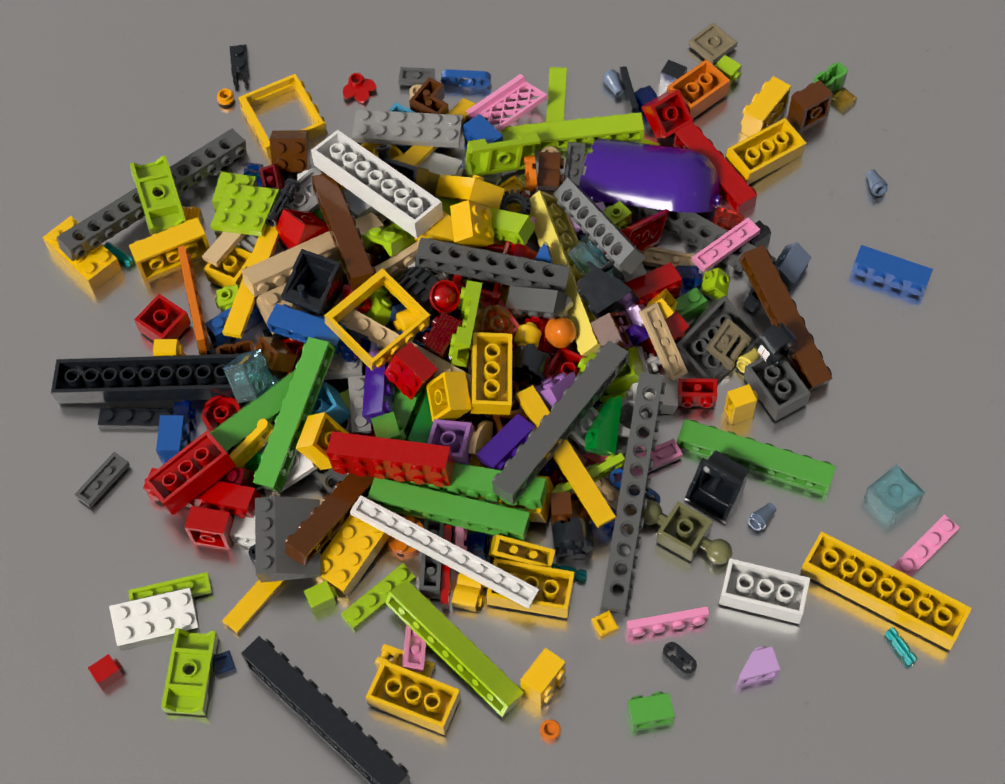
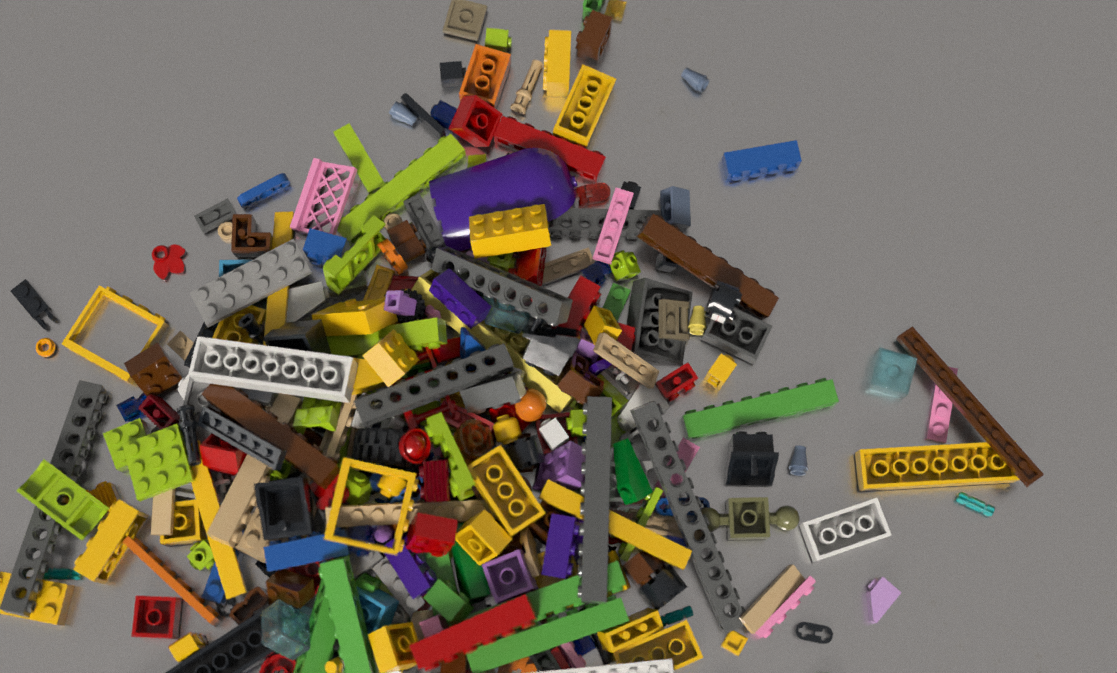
camera: 40 degrees left, 15 degrees up
(318, 218) = (242, 438): none -> black plate
(337, 387) = (368, 583): none -> bright green tile
(508, 194) = (399, 303): none -> medium lavender brick
(559, 220) = (459, 298): none -> dark purple brick
(563, 361) = (553, 433): none -> white brick
(635, 194) = (509, 231): none -> yellow brick
(658, 605) = (771, 598): none -> tan tile
(723, 119) = (525, 92): none -> tan pin
(947, 558) = (970, 407): none -> reddish brown plate

